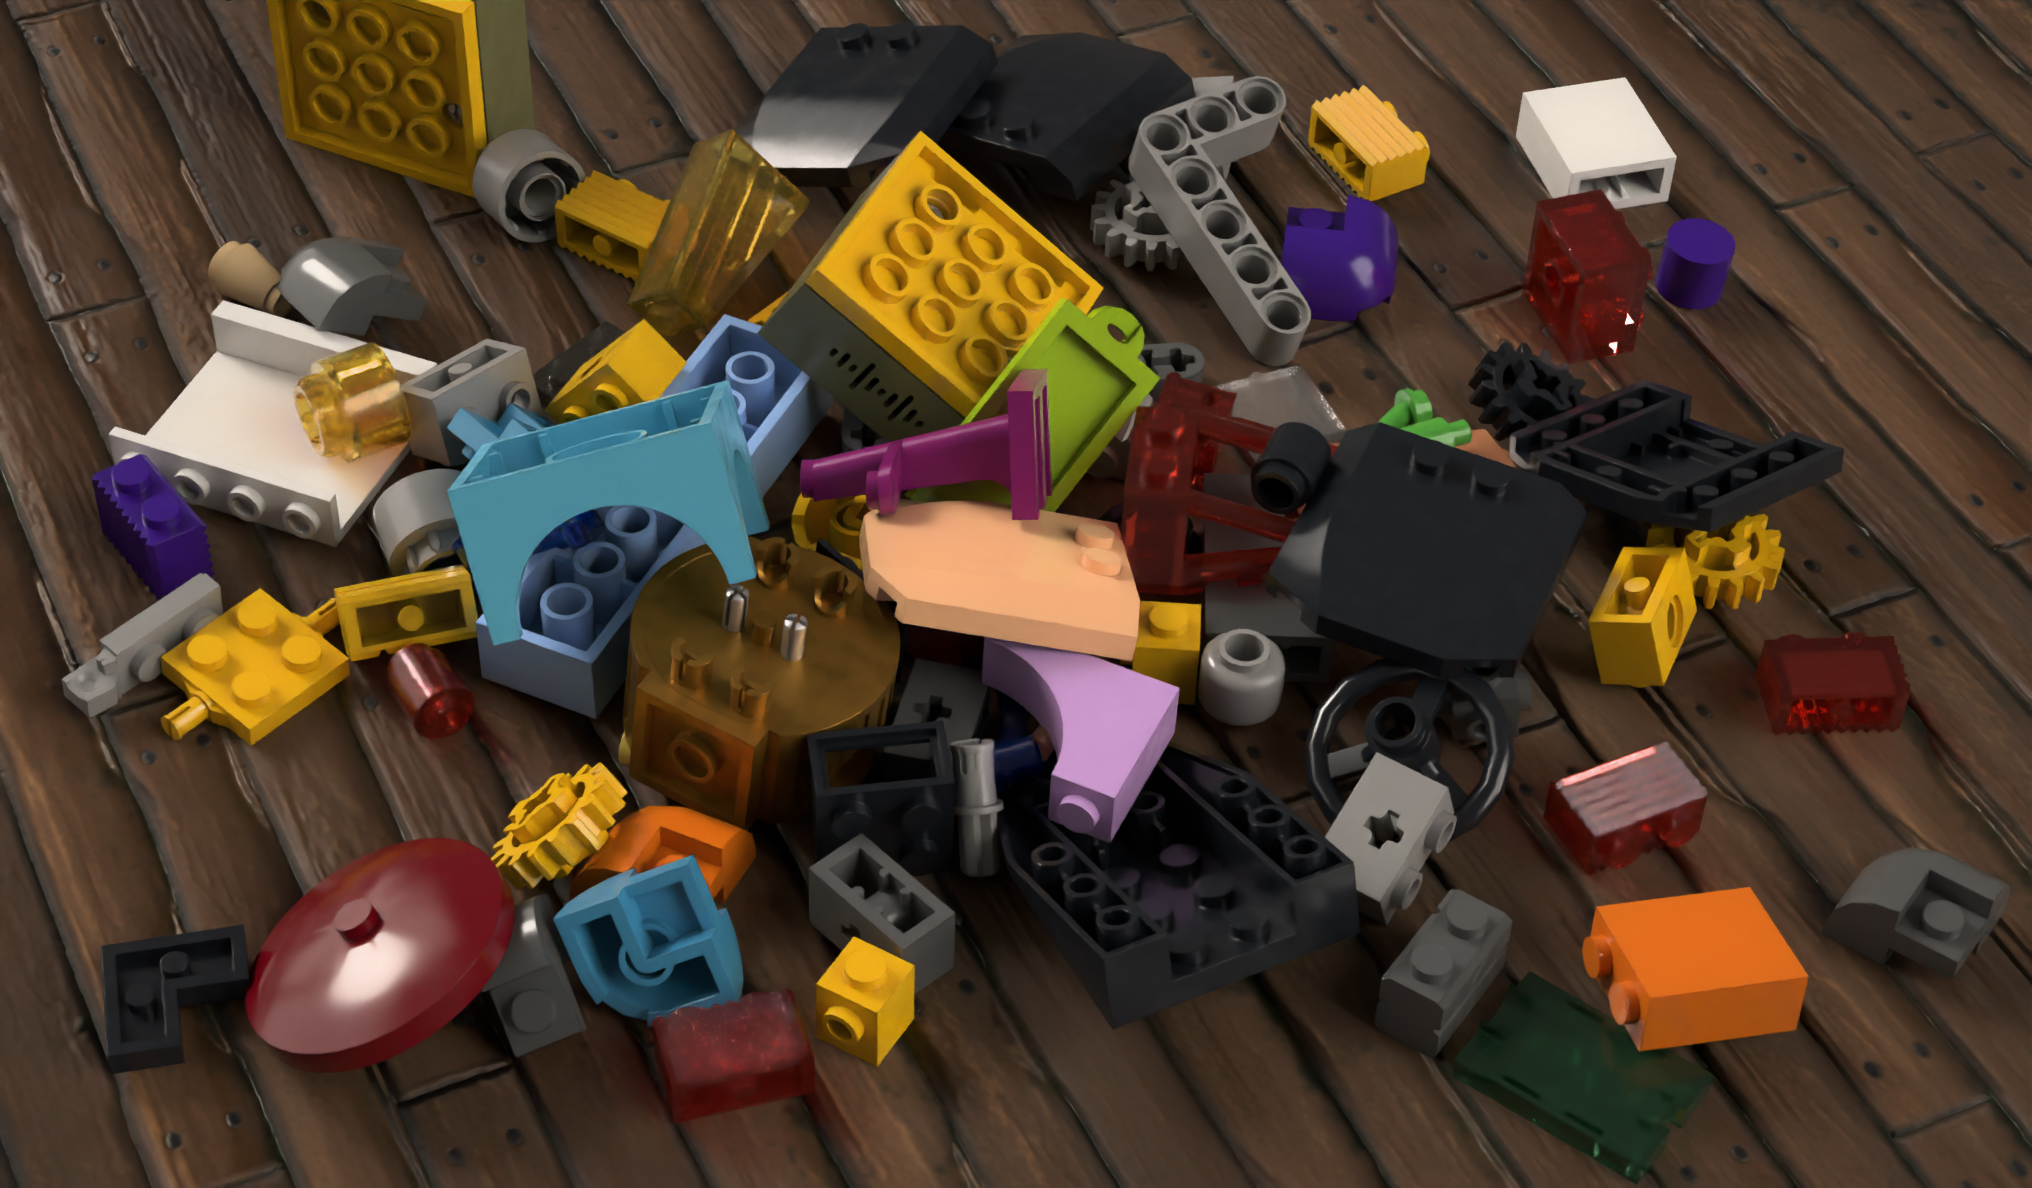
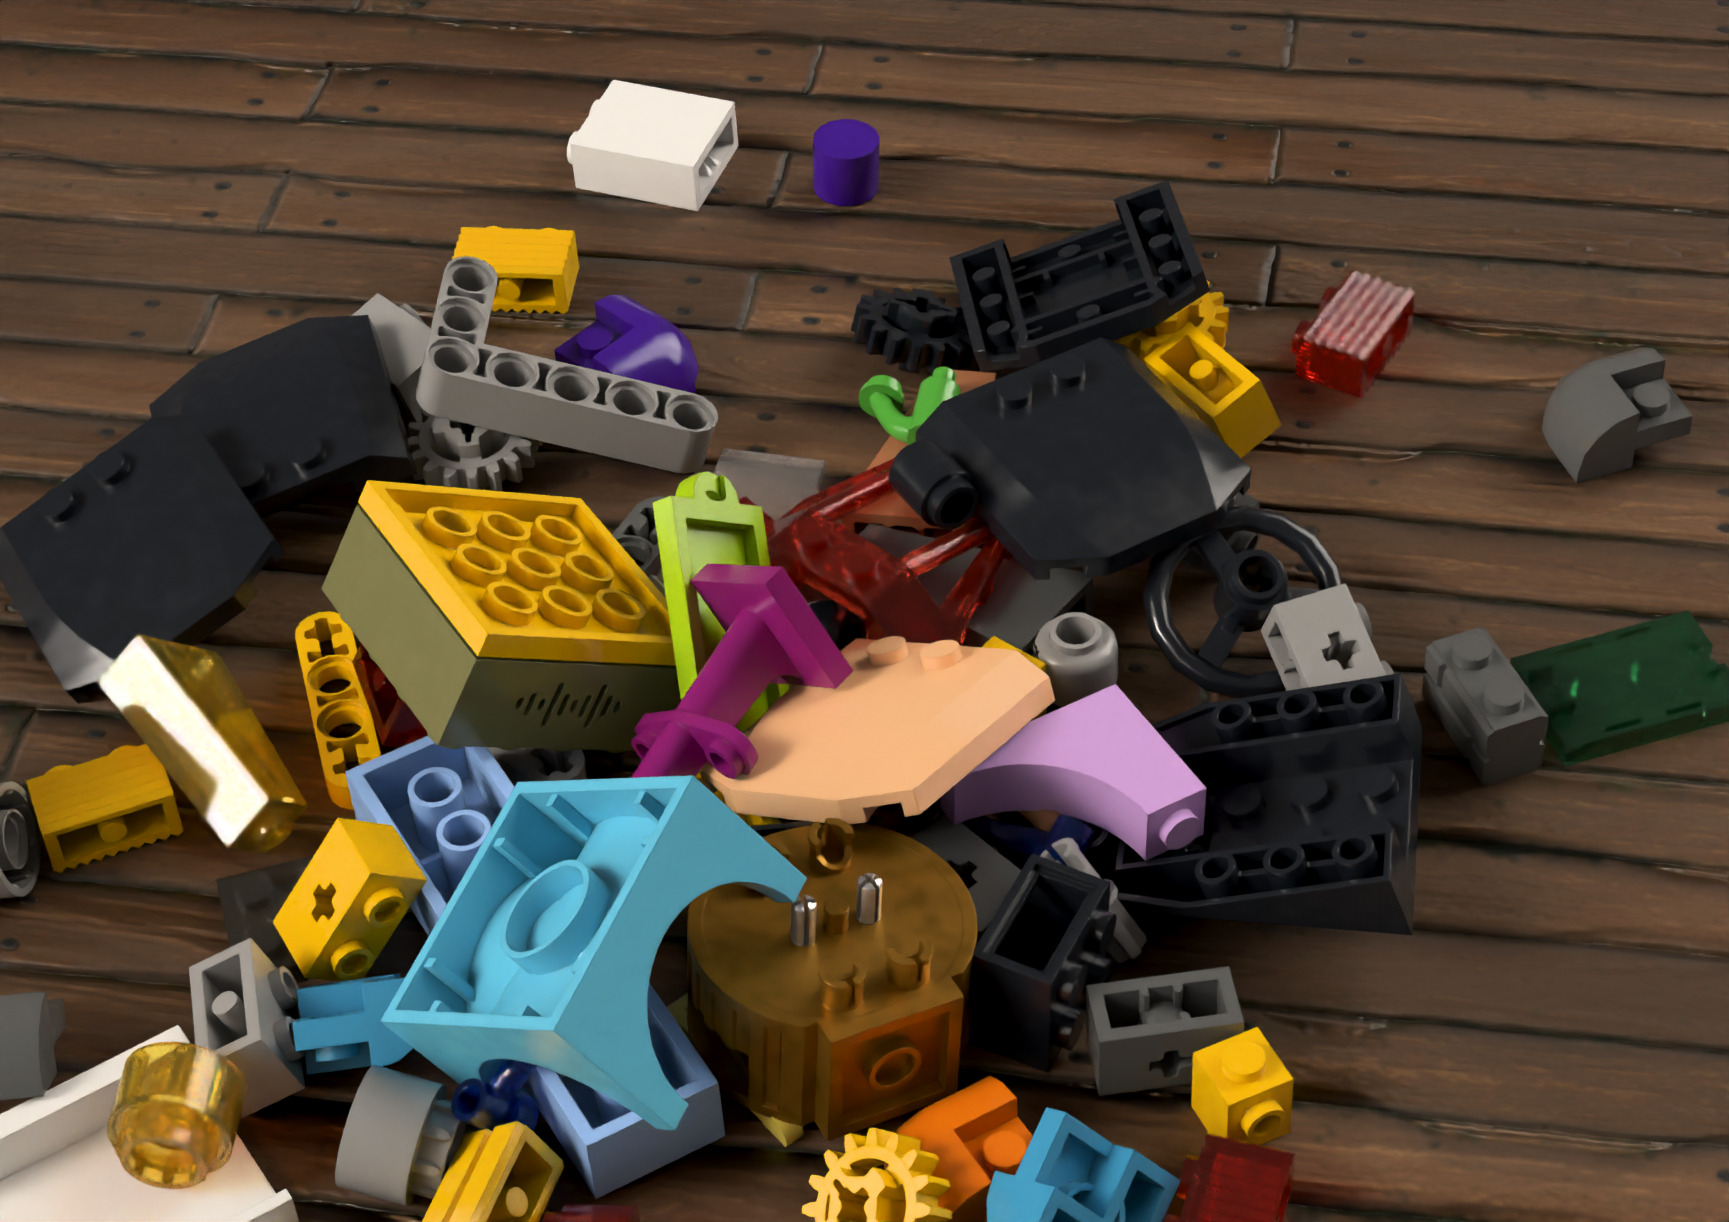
camera: 50 degrees left, 0 degrees up
(1586, 276) = (819, 221): clear red brick -> none
(1626, 807) = (1390, 513): clear red brick -> none
(1695, 969) = (1592, 559): orange brick -> none

